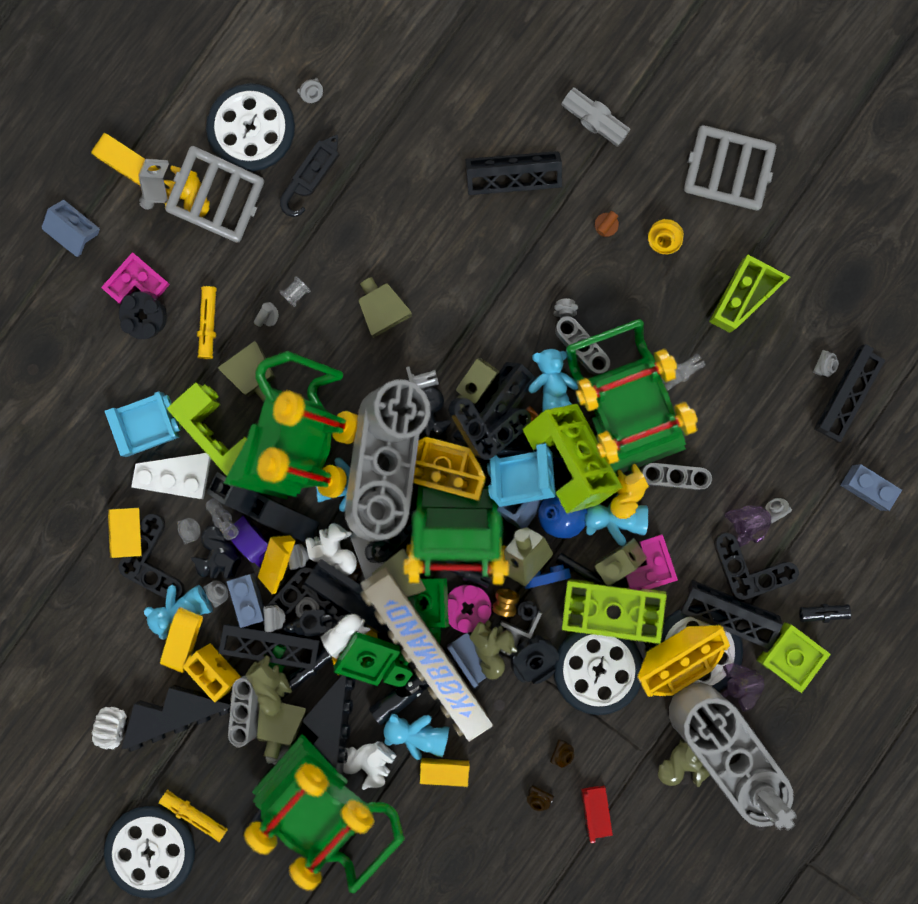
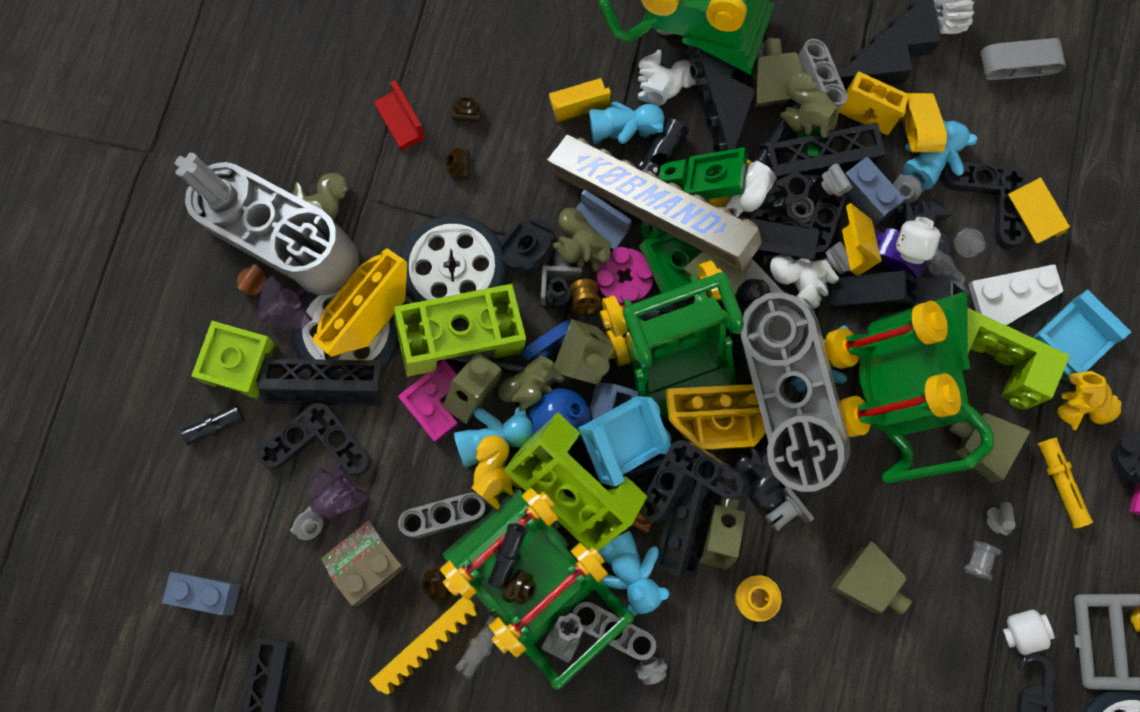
camera: 160 degrees right, 10 degrees down
(71, 664) = (1023, 59): none -> light grey beam
(160, 375) = (1091, 397): none -> yellow animal
(238, 540) = (918, 240): none -> white head
(286, 230) = (1028, 632): none -> white head
(469, 328) = (758, 598): none -> yellow plate
(575, 549) = (530, 383): none -> olive animal
(620, 353) = (564, 637): none -> light grey piece
(643, 396) = (520, 588): none -> dark brown plate
(644, 421) = (507, 555): none -> black pin
(702, 430) = (433, 585): none -> dark brown plate
(723, 386) = (421, 646): none -> yellow gear
(746, 465) = (362, 564): none -> dark tan slope
(759, 718) = (251, 280): none -> dark orange plate

